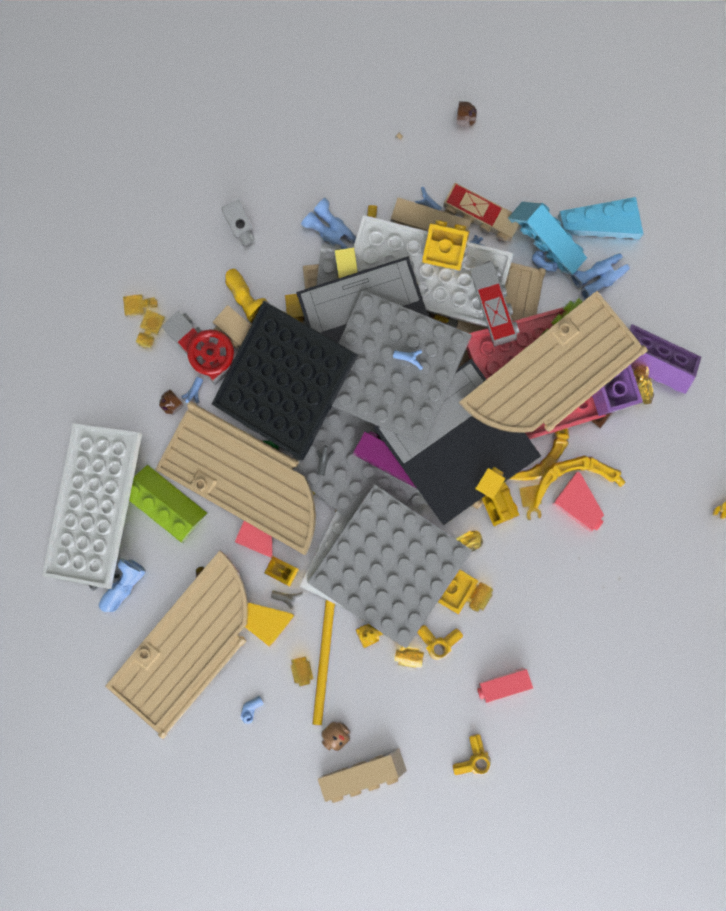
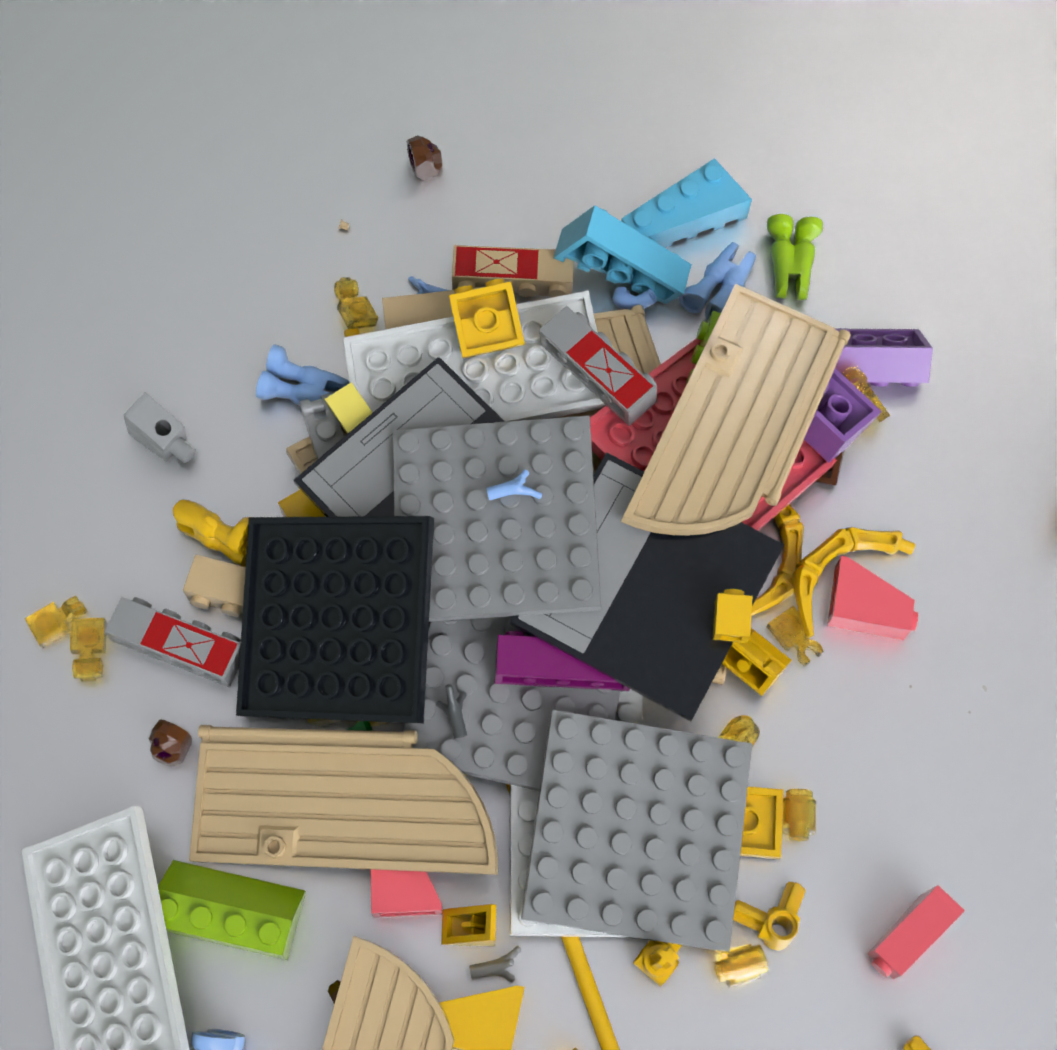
camera: 30 degrees left, 15 degrees down
(193, 392) = (199, 709): light blue bar -> none
(224, 361) = (203, 661): red plate -> none
(379, 195) = (354, 310): none -> clear yellow plate
(652, 281) = (793, 260): none -> lime piece

